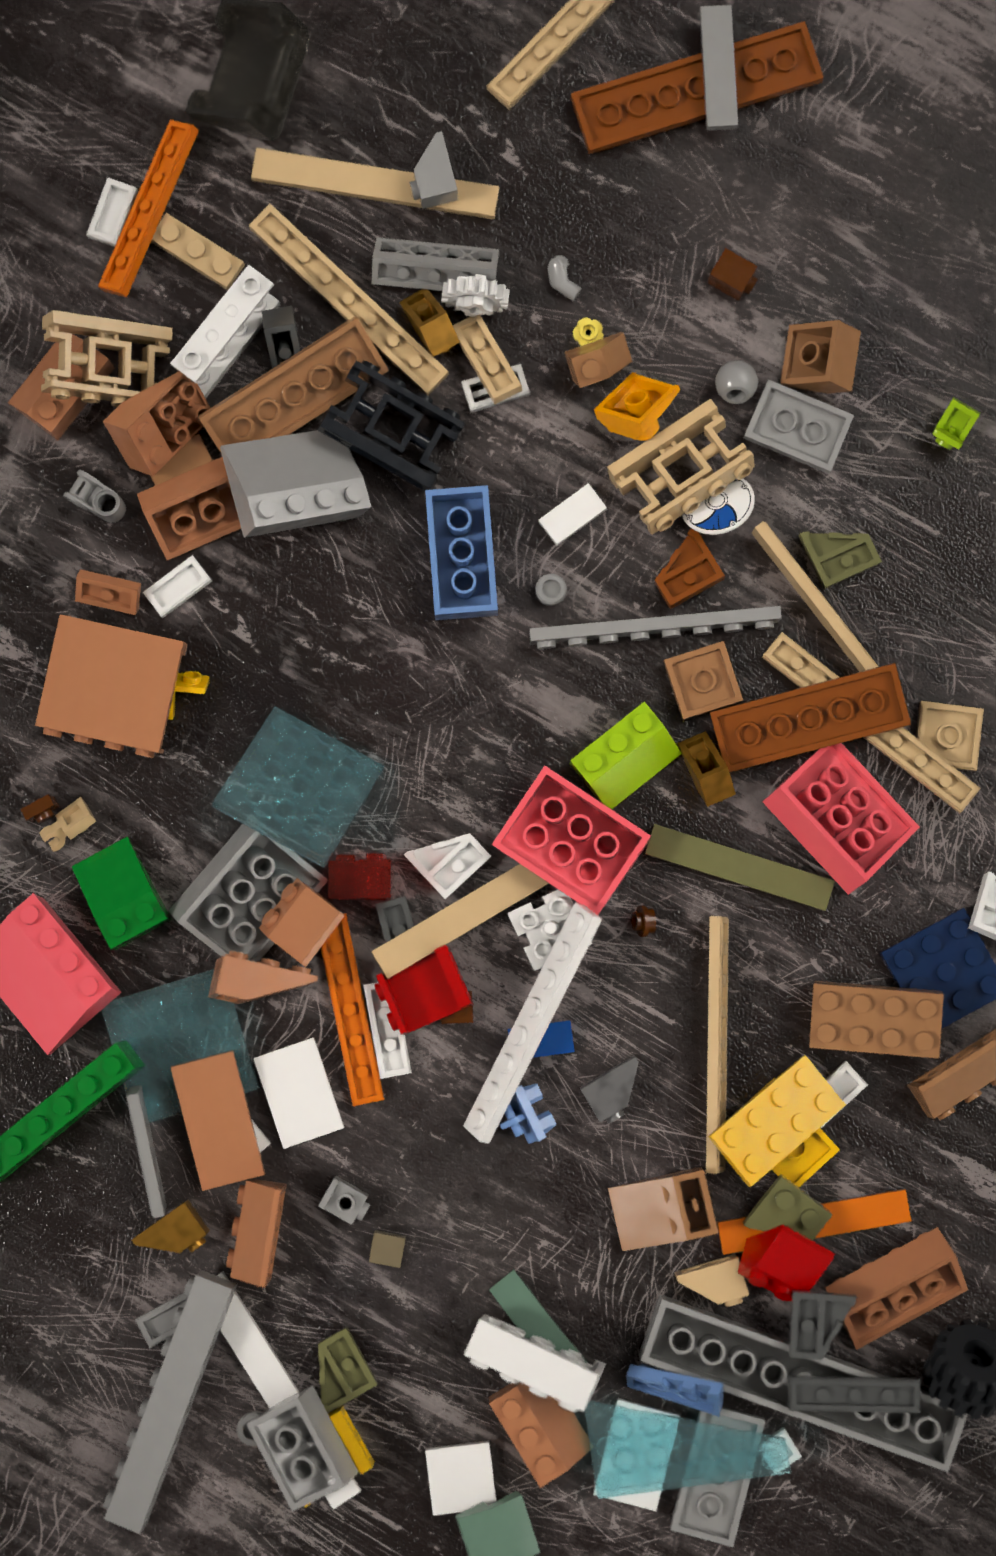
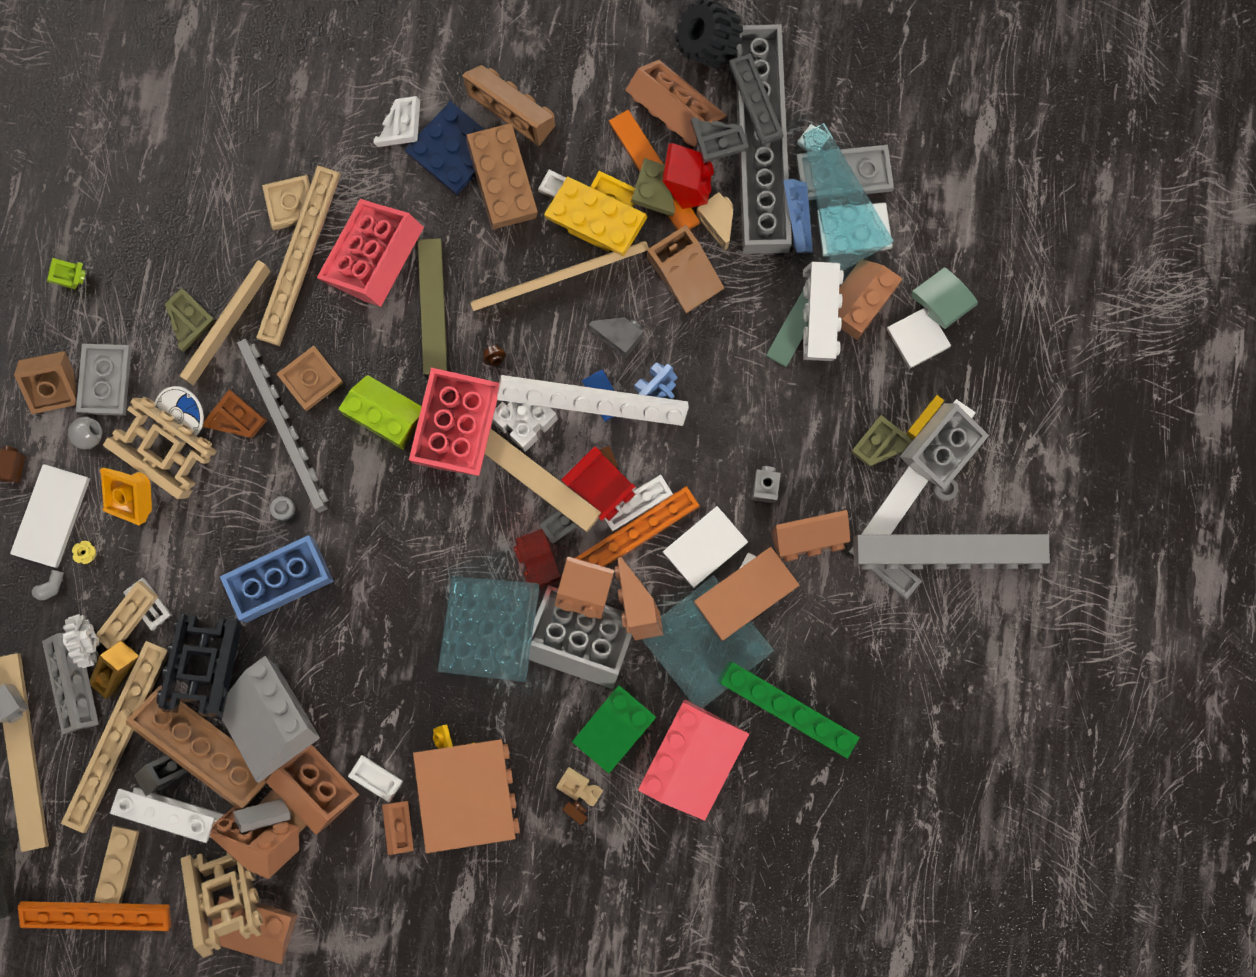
camera: 110 degrees left, 5 degrees down
(92, 494) = (328, 870): light grey piece -> none
(112, 212) = (107, 943): white tile -> none
(146, 1151) = (787, 634): light grey tile -> none
(175, 1231) = (835, 594): pearl gold slope -> none
(182, 438) = (261, 815): none -> light grey tile
(387, 1248) = (787, 444): dark tan slope -> none
(449, 862) = (503, 504): white wing -> none
(572, 514) = (222, 513): white tile -> none
(598, 359) = (101, 537): medium nougat slope -> none
(650, 307) = (50, 516): none -> white tile
(707, 768) = (371, 352): pearl gold slope -> none
(810, 717) = (309, 294): dark orange plate -> none

